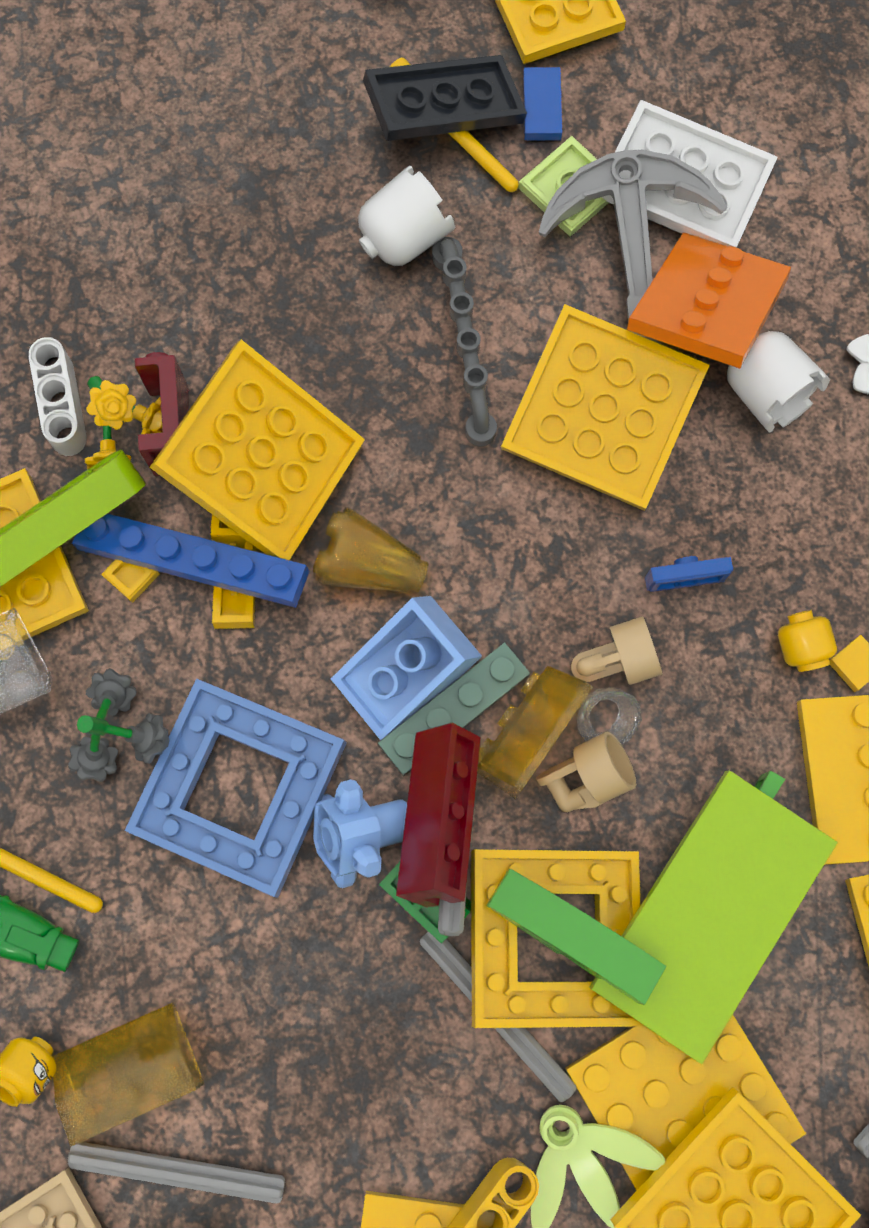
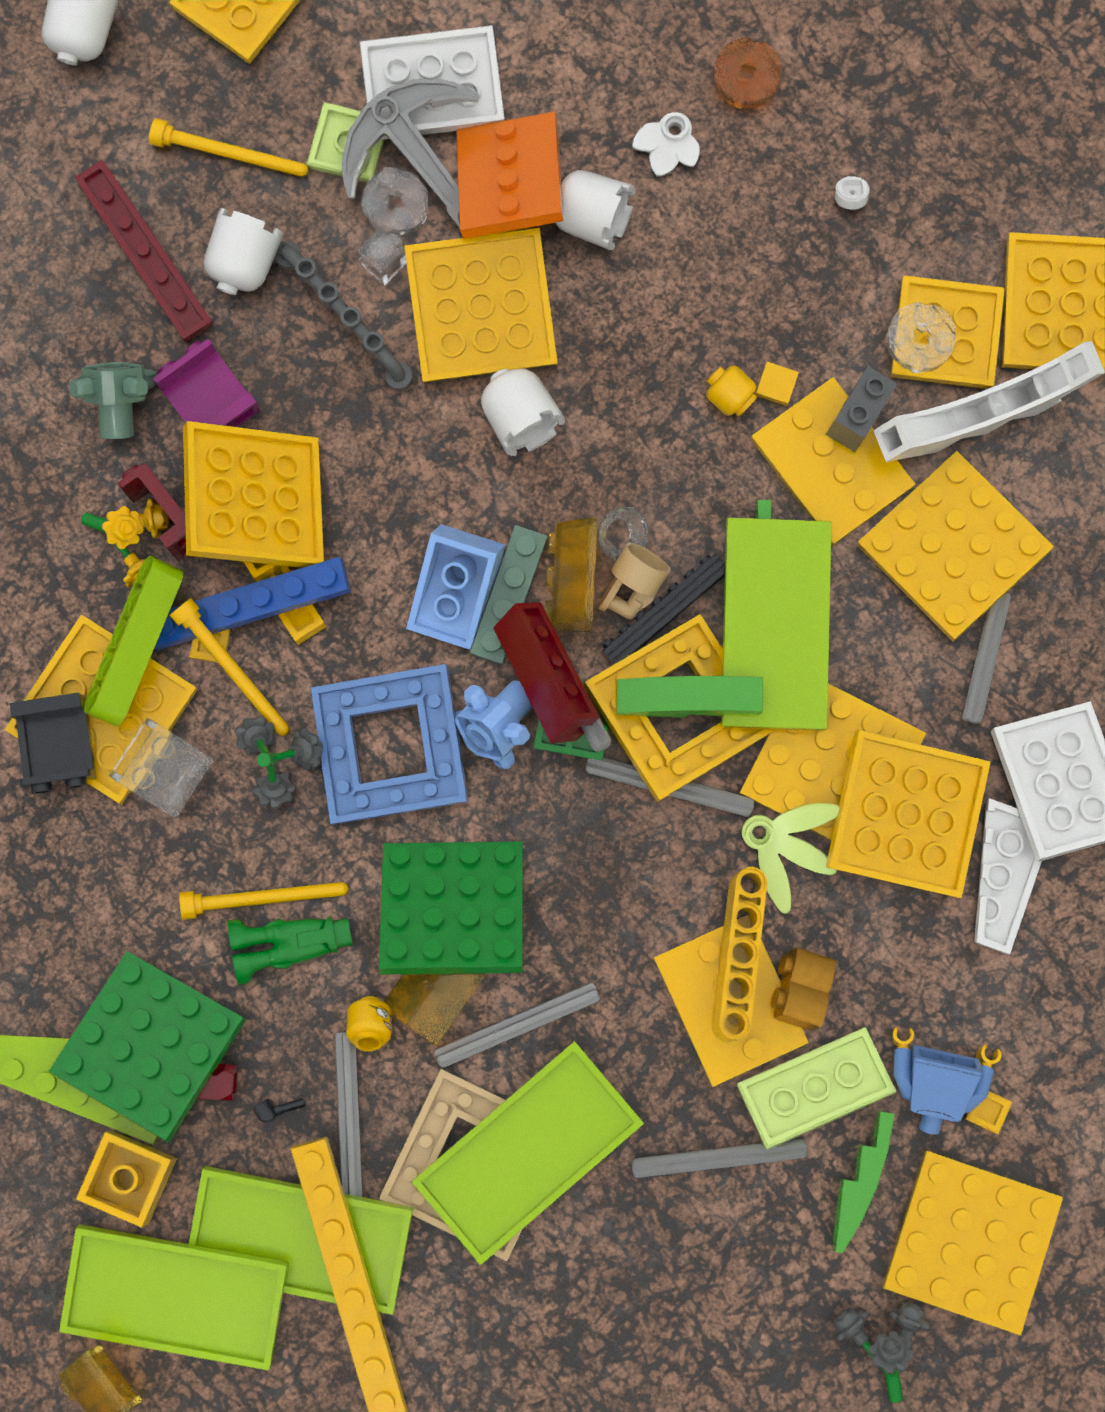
camera: 25 degrees left, 5 degrees up
(47, 383) = (56, 535): white beam -> none
(120, 532) = (189, 617): none -> yellow piece
(184, 1005) = (451, 908): none -> green plate
(196, 277) = (114, 389): none -> sand green piece
(288, 327) = (205, 388): none -> magenta panel
(314, 171) = (144, 251): none -> dark red plate
(367, 557) = (376, 524): clear yellow cone -> none
(444, 97) = (209, 133): black plate -> none
(537, 304) = (382, 255): none -> clear brick
(542, 103) = (284, 88): blue tile -> none
(580, 531) = (520, 410): none -> white cylinder
(587, 245) = (393, 183): none -> clear plate
(604, 823) = (665, 609): none -> black piece
(629, 653) = (609, 477): tan piece -> none
(688, 573) = (616, 392): blue plate -> none

